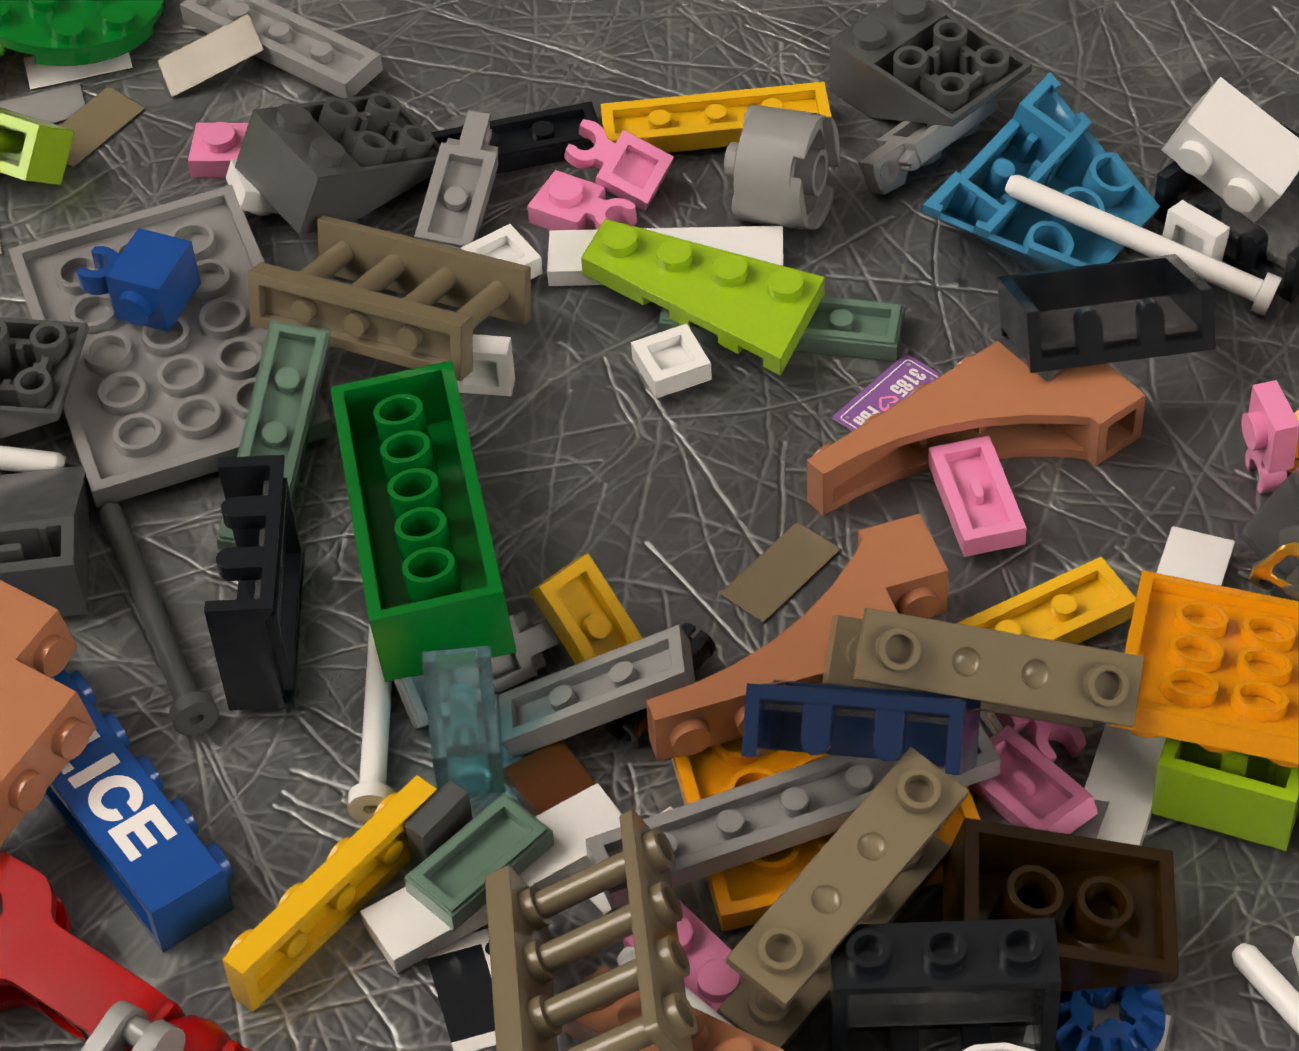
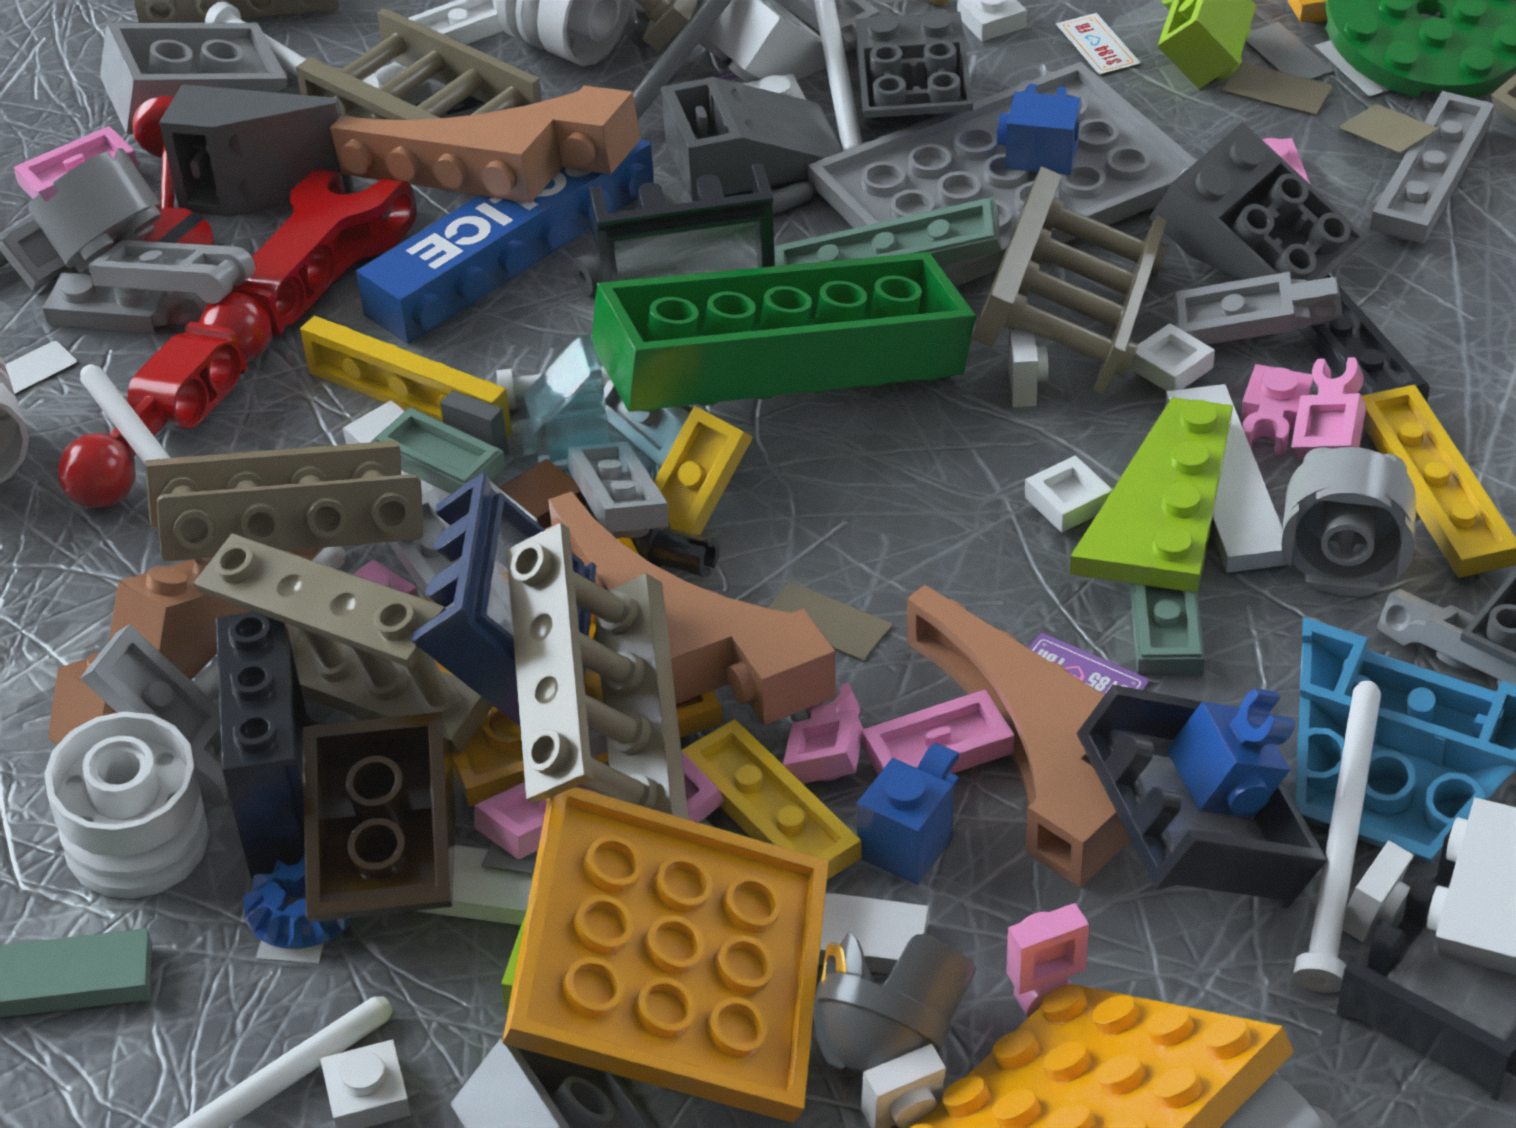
camera: 80 degrees right, 5 degrees down
(977, 573) = (827, 742): none -> bright pink plate
(1072, 274) = (1232, 754): none -> blue brick
(1076, 517) = (909, 814): none -> blue brick

